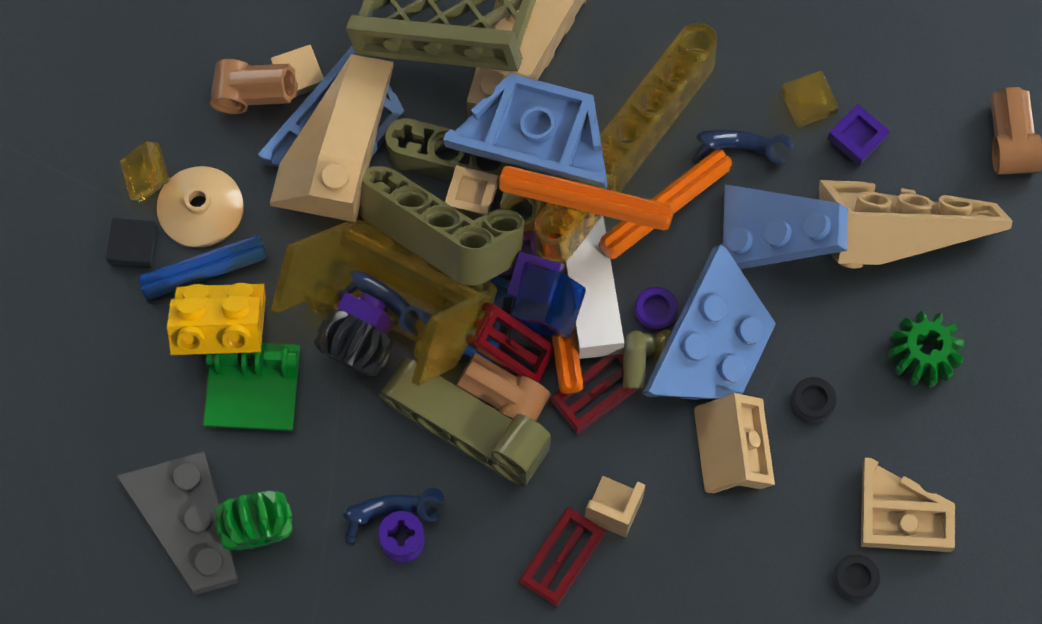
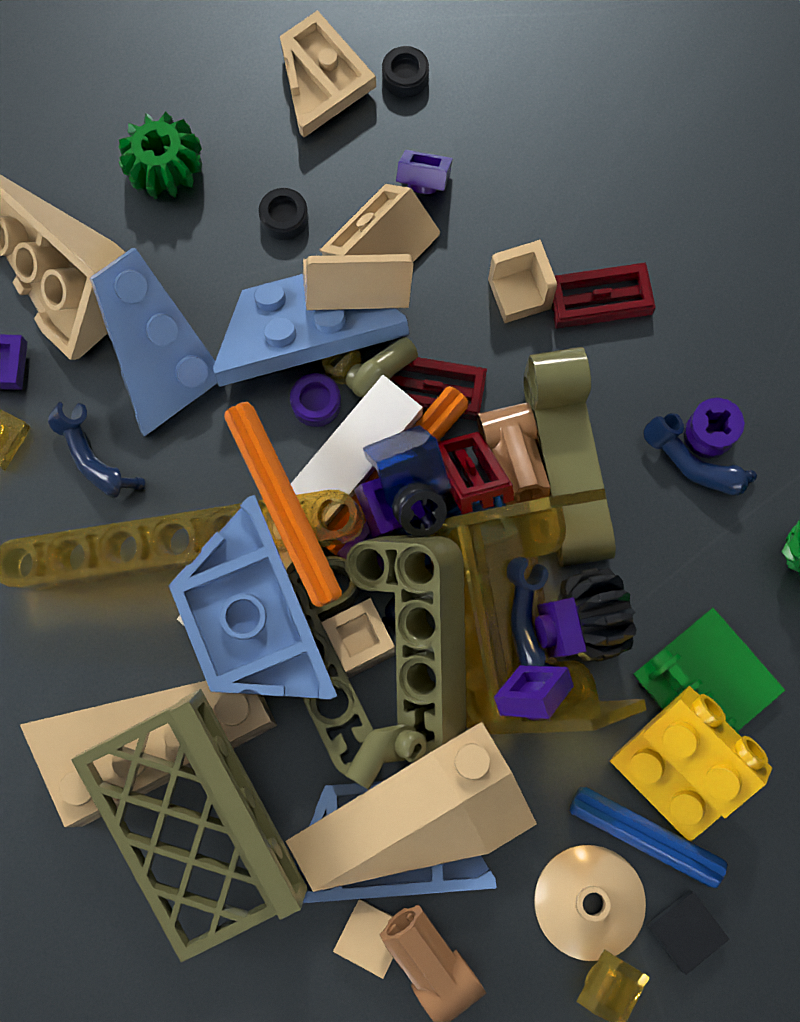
camera: 130 degrees left, 5 degrees up
(342, 253) = (534, 692): none -> dark purple plate
(394, 146) = (382, 747): none -> olive arm
(520, 287) = (433, 502): none -> black bush
(676, 194) = (201, 461): orange axle -> none
(706, 382) = (357, 281): none -> tan panel
(759, 514) = (424, 171): none -> dark purple plate

